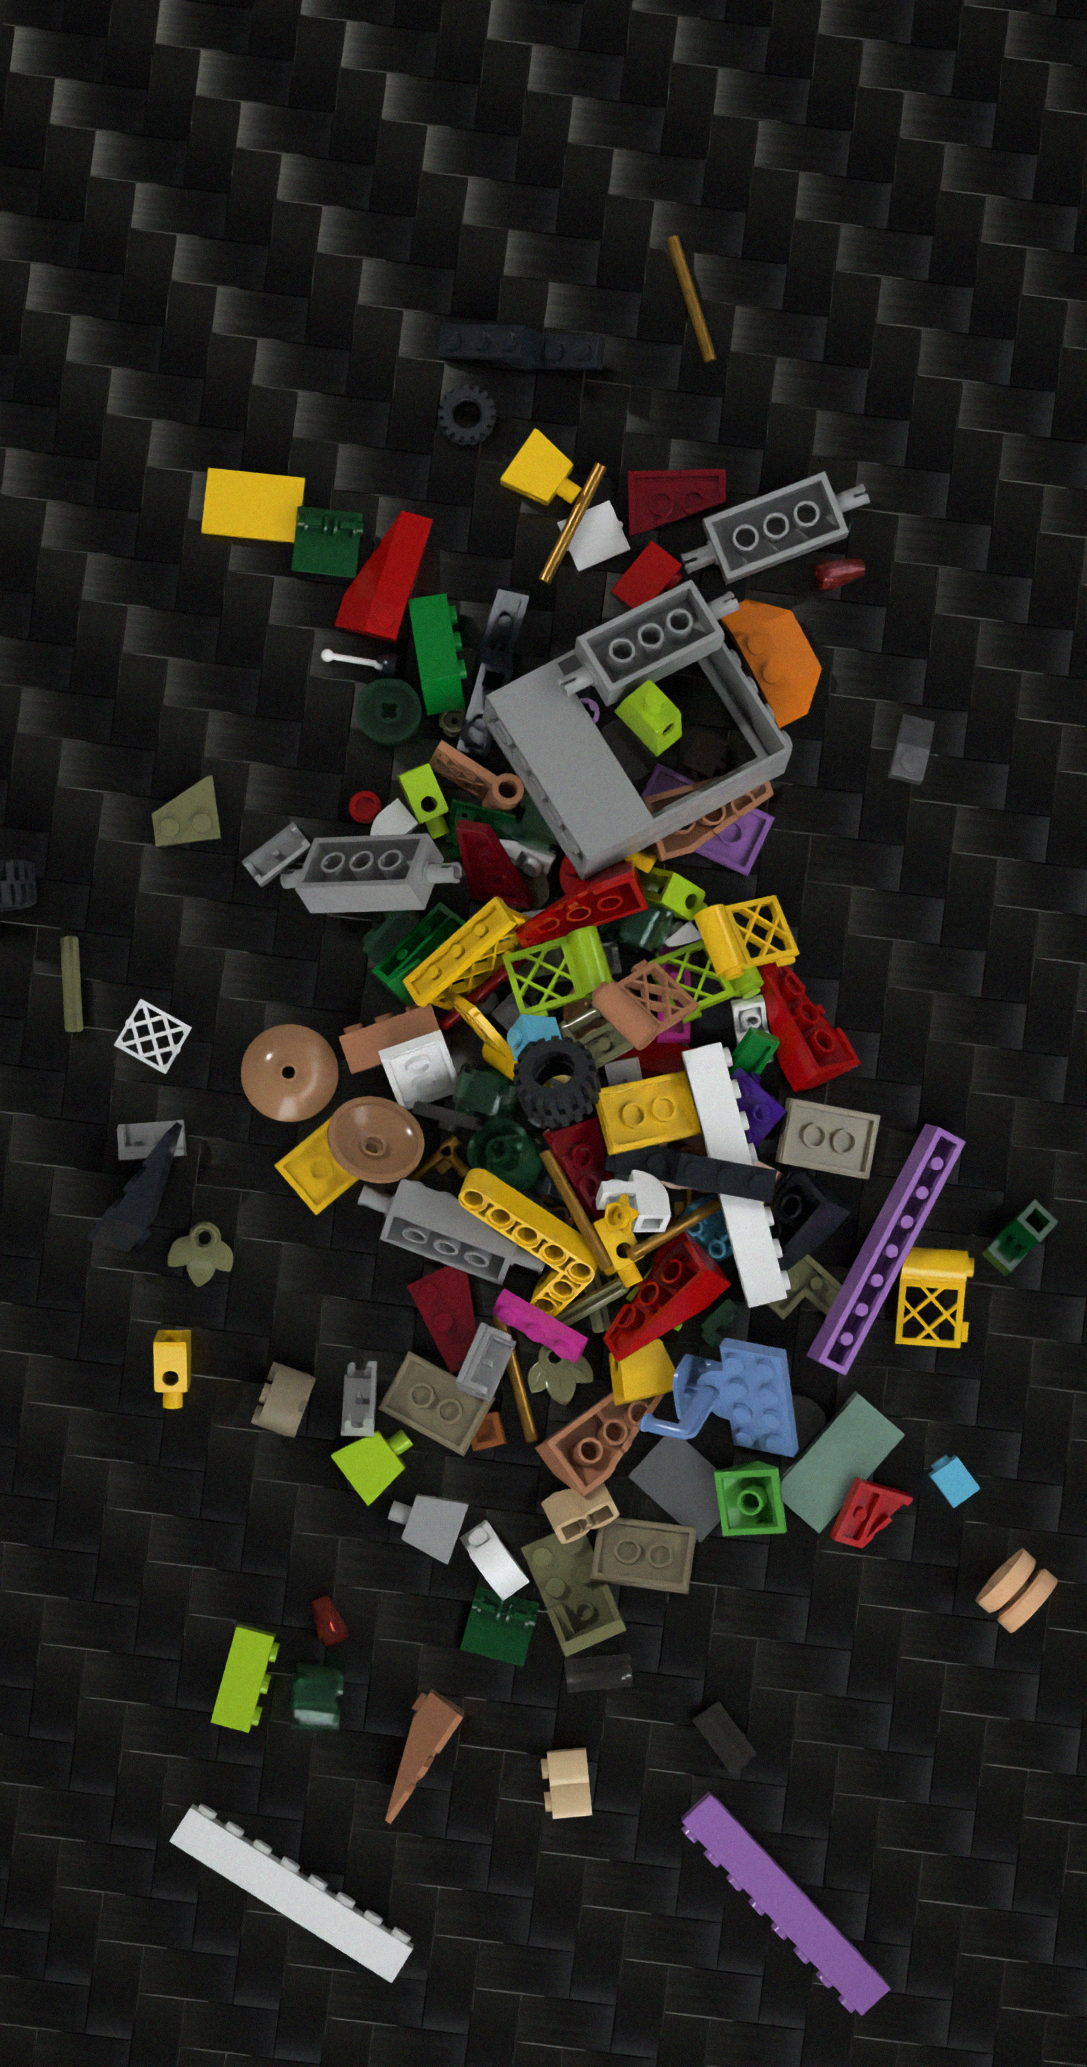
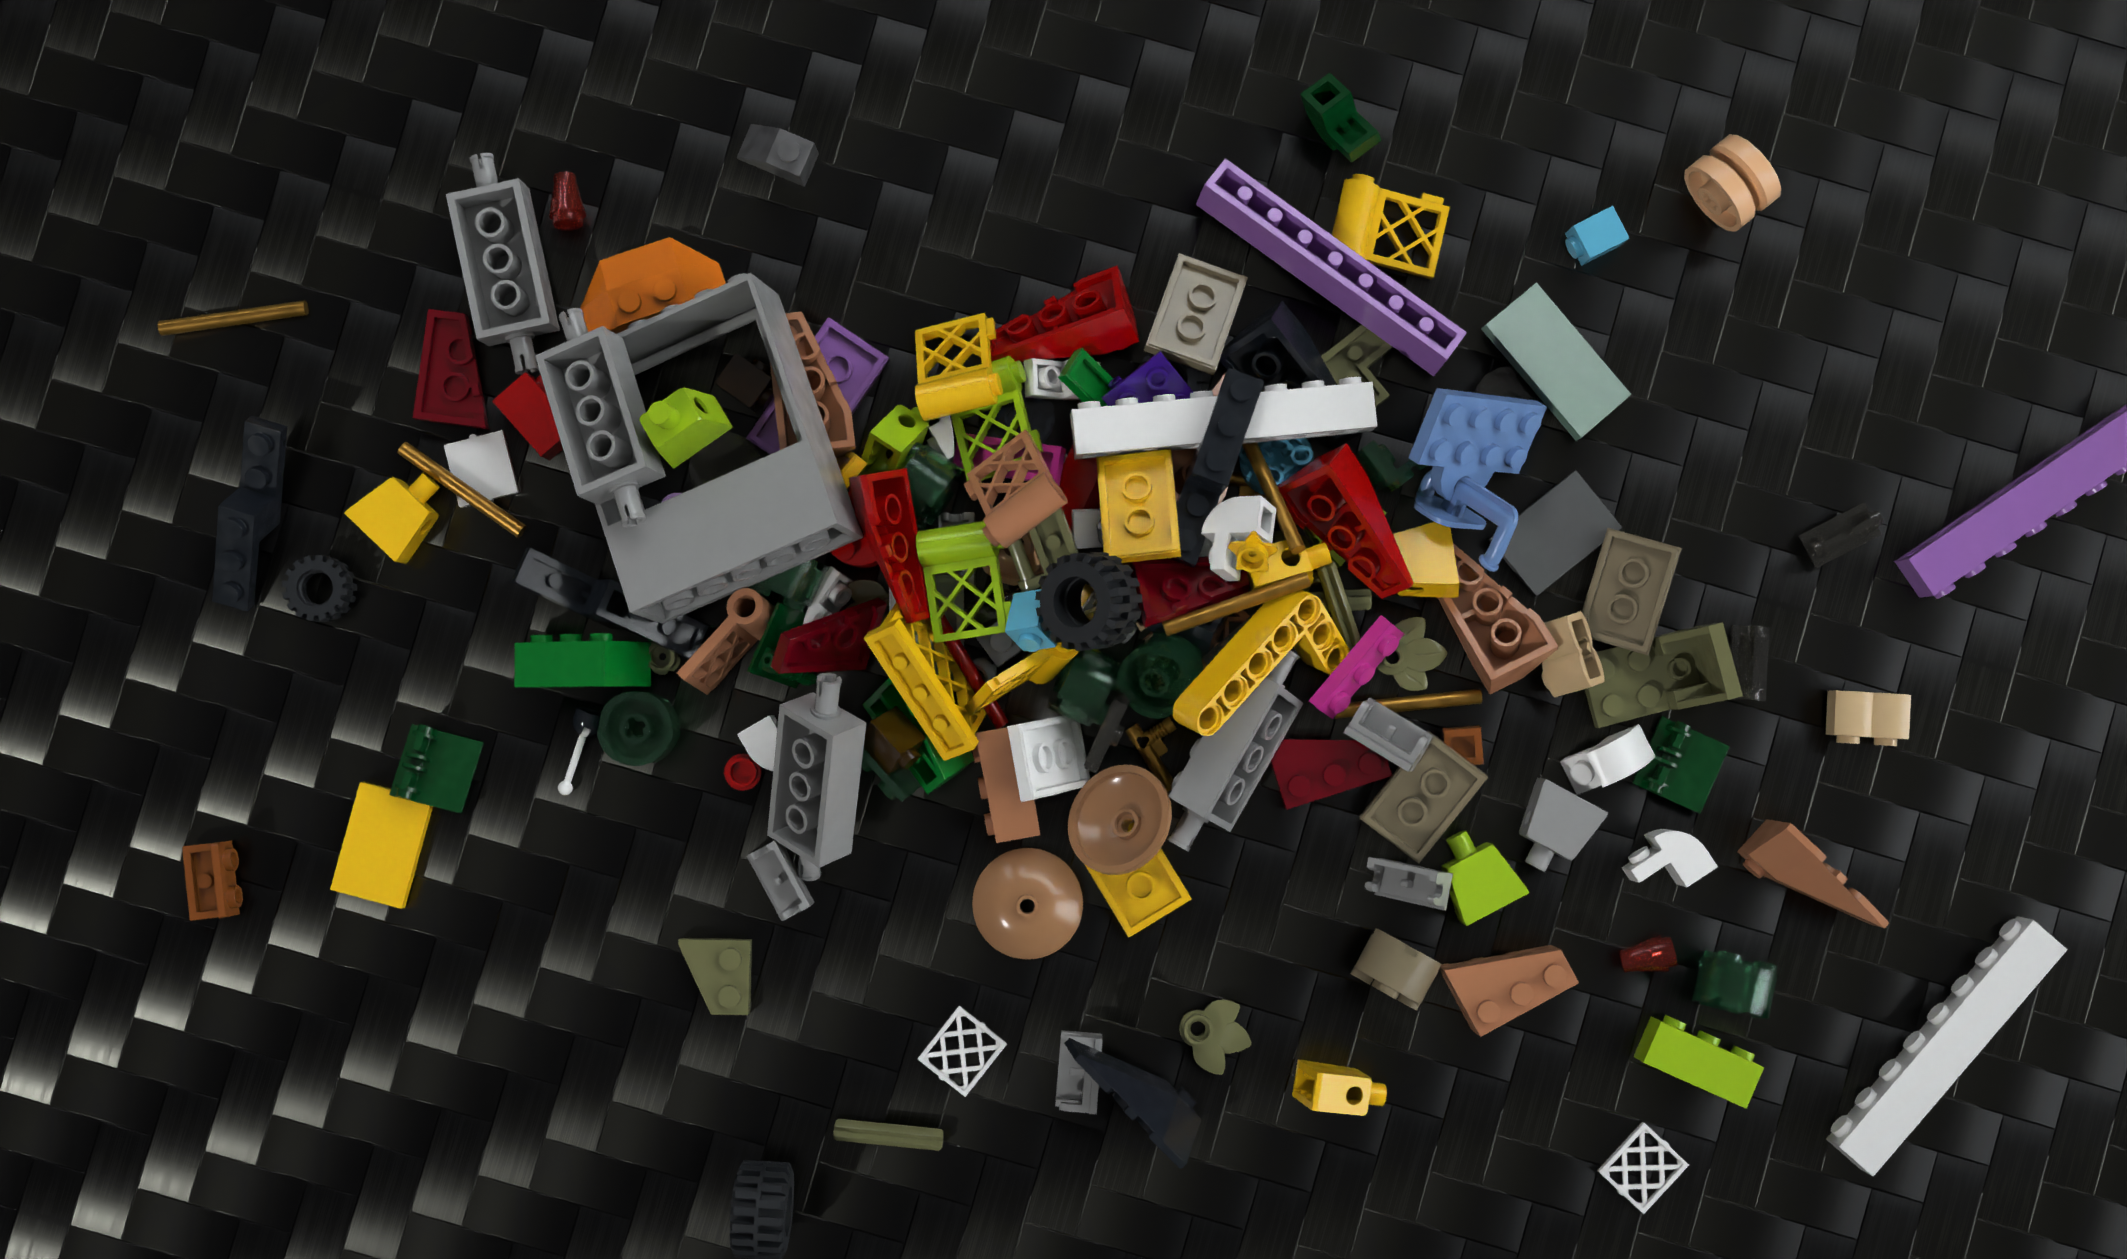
camera: 85 degrees left, 0 degrees up
(165, 1660) = (1663, 1184): none -> white window
(200, 365) = (212, 880): none -> dark orange bracket
(284, 1499) = (1507, 984): none -> nougat wedge
(380, 592) = (505, 717): red wedge -> none
(412, 934) = (893, 740): none -> dark brown brick
(416, 786) = (725, 707): lime torso -> none
(424, 1632) = (1677, 851): none -> white brick
(750, 1499) = (1586, 461): bright green slope -> none
(866, 1512) = (1616, 337): red wing -> none

